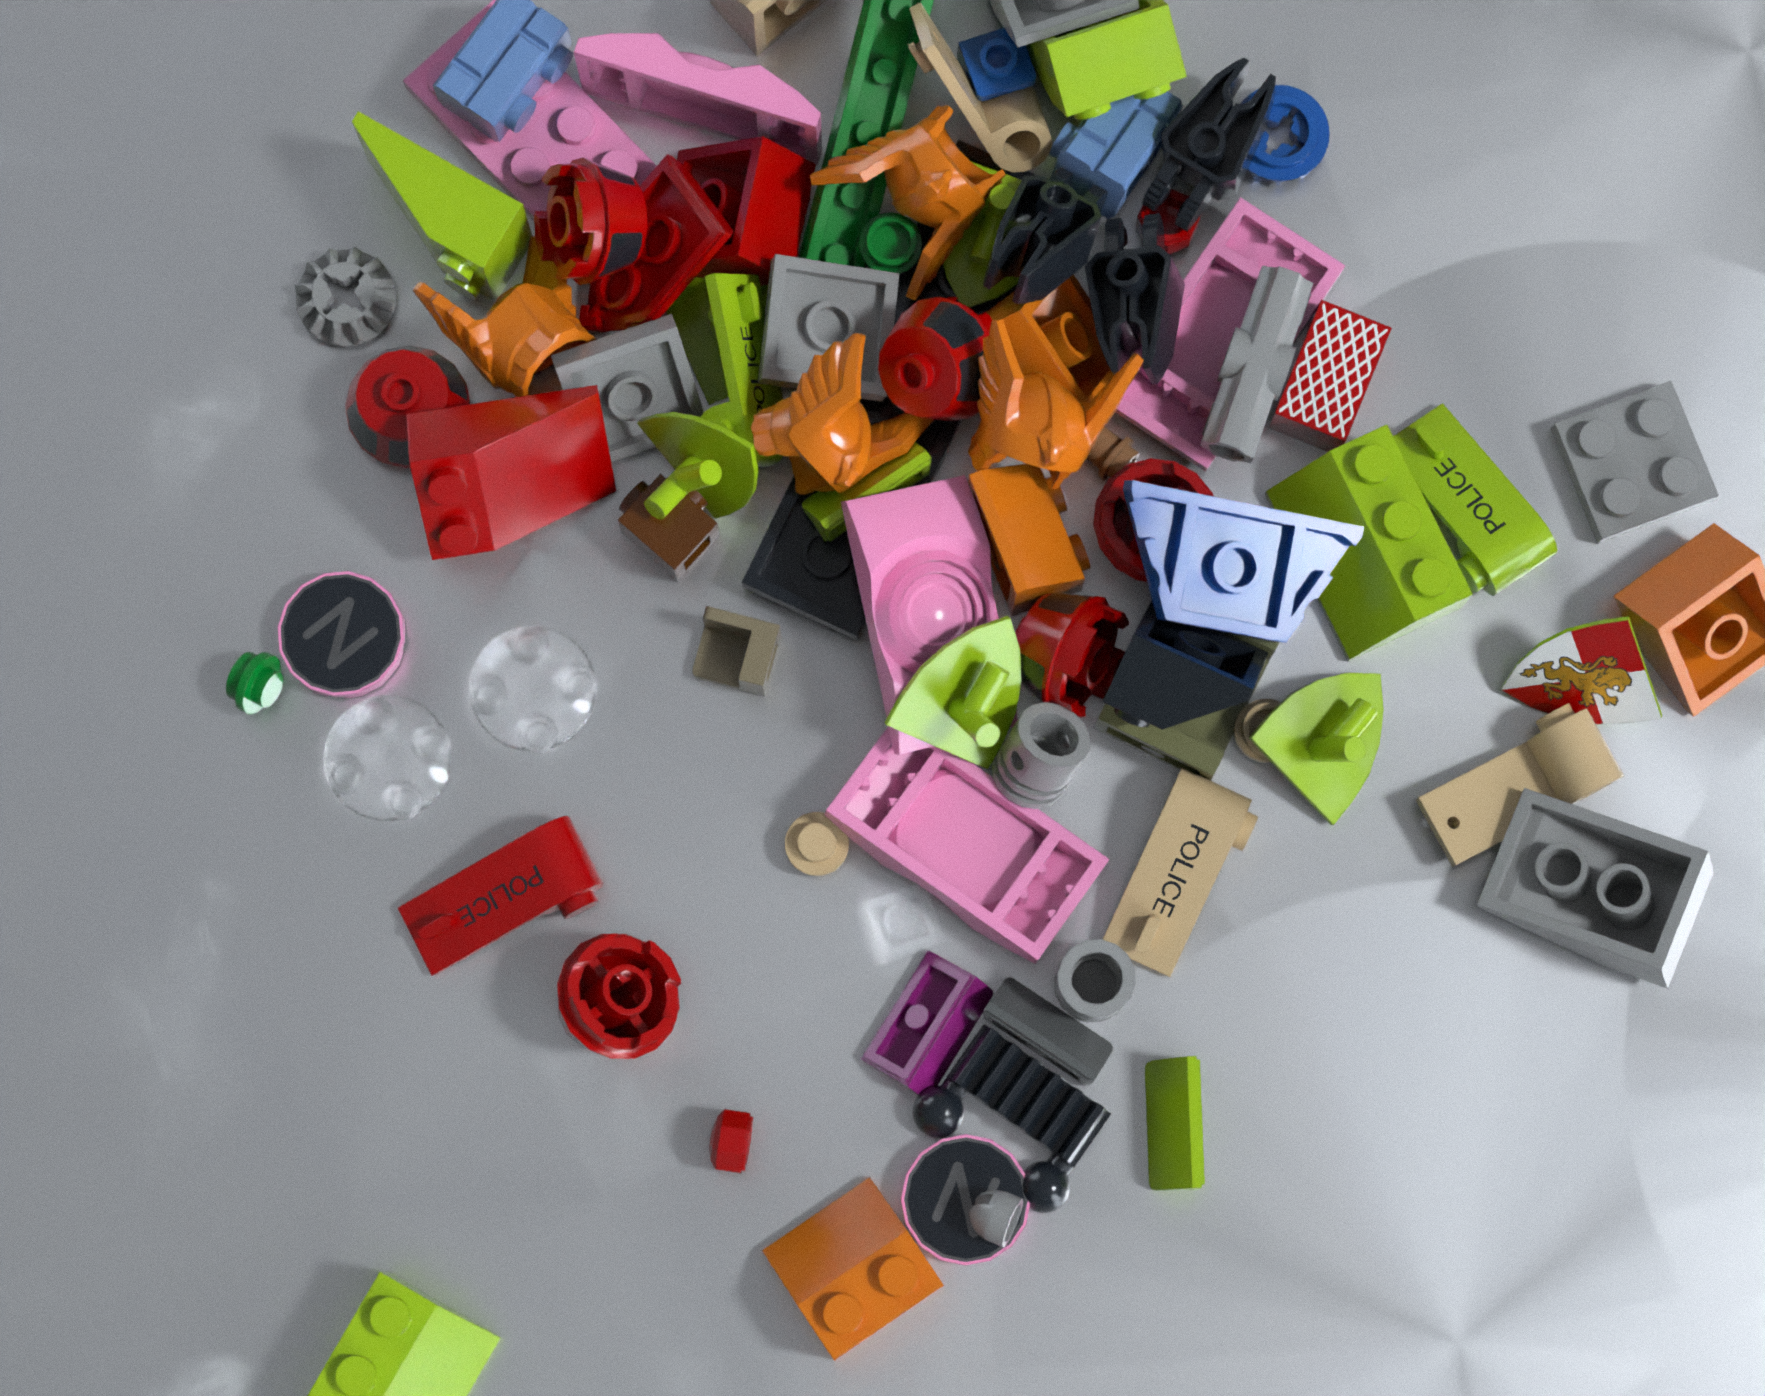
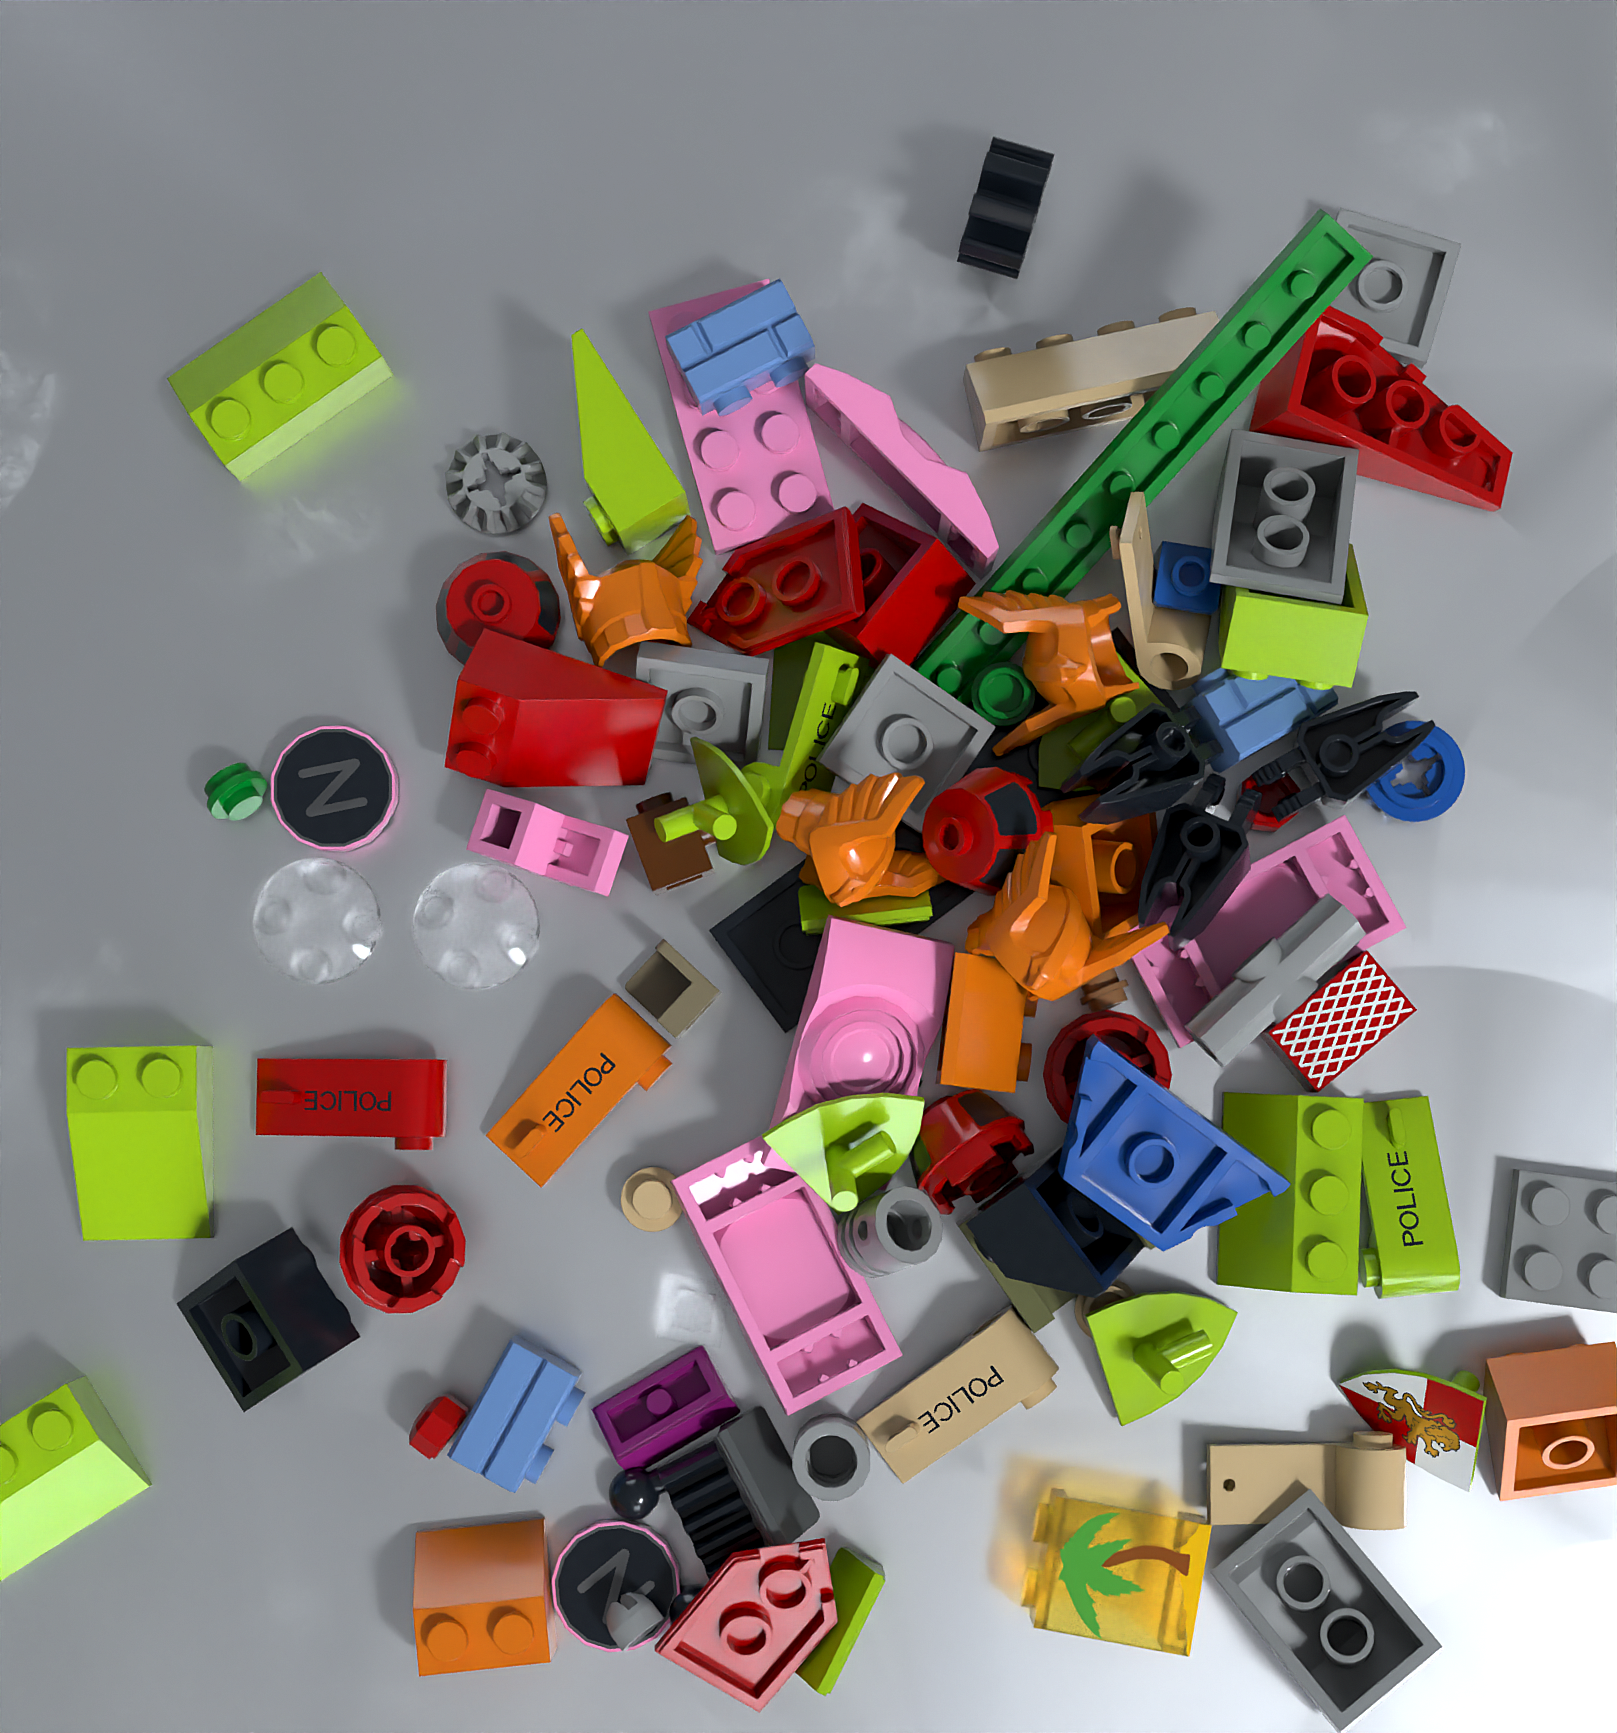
camera: 35 degrees right, 5 degrees up
(104, 300) = (279, 377): none -> lime slope
(333, 1031) = (142, 1141): none -> lime slope
(529, 1129) = (268, 1318): none -> black slope
(558, 581) = (547, 842): none -> bright pink brick
(590, 221) = (742, 535): red cone -> none
(701, 781) = (580, 1088): none -> orange door
(797, 1093) = (515, 1415): none -> medium blue brick
(1105, 1156) = (755, 1620): none -> tile
(1396, 947) = (1116, 1573): none -> clear yellow panel

